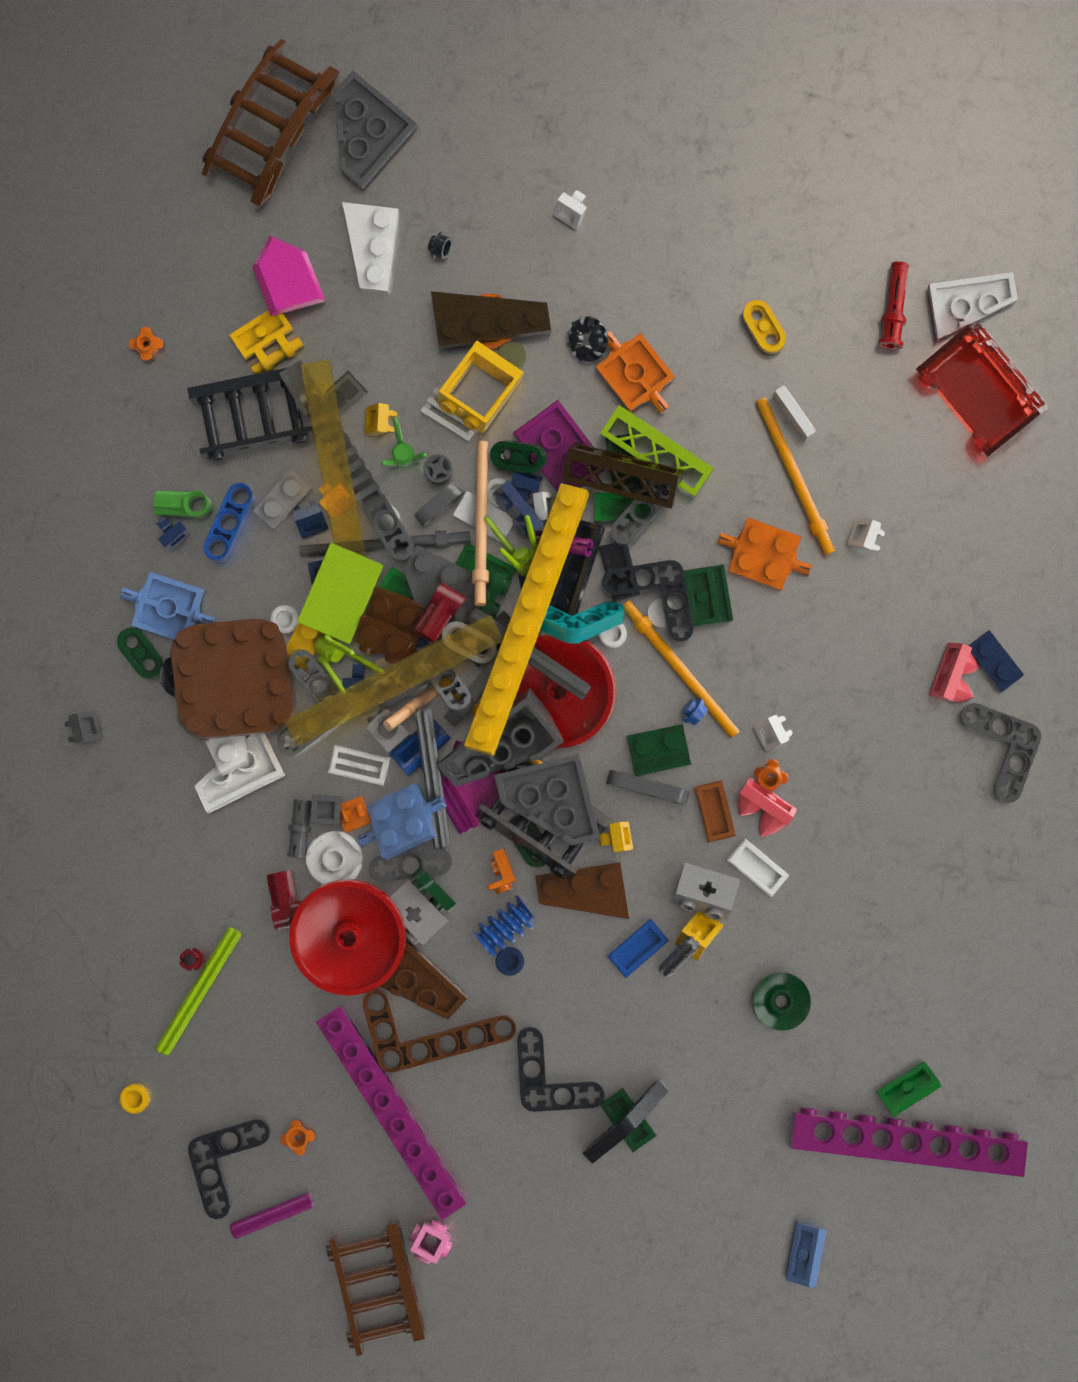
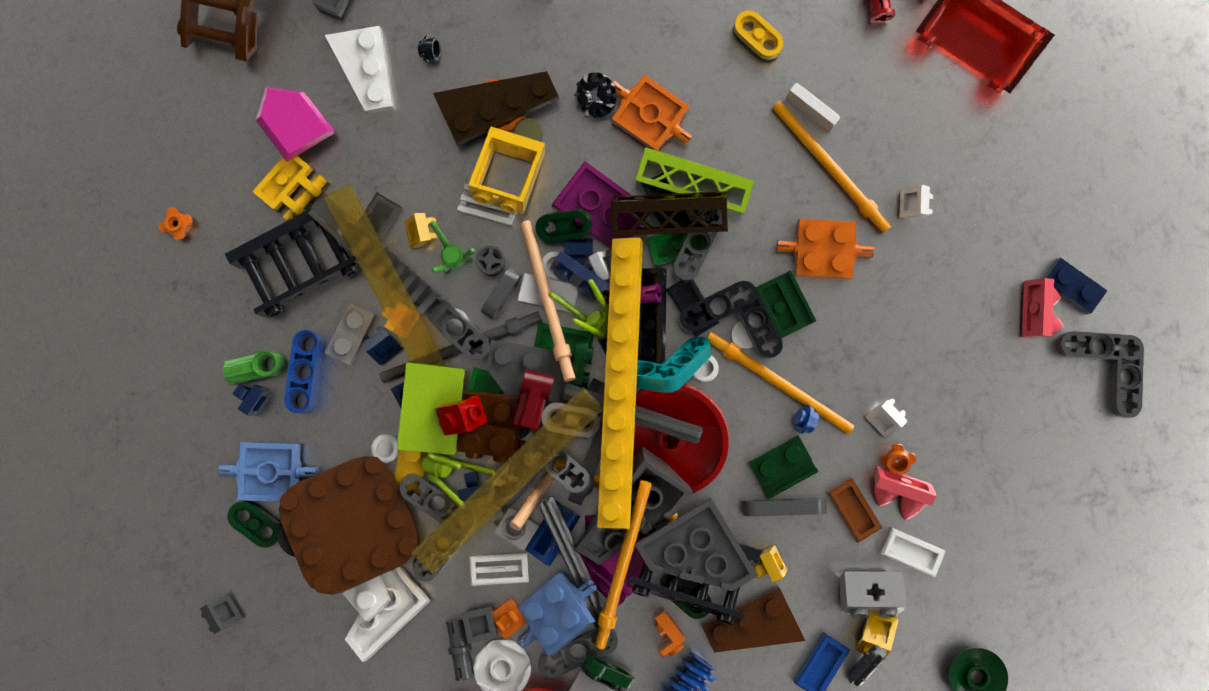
camera: 15 degrees left, 0 degrees up
(367, 607) = (461, 416): none -> red bracket
(449, 838) = (607, 616): none -> light orange bar

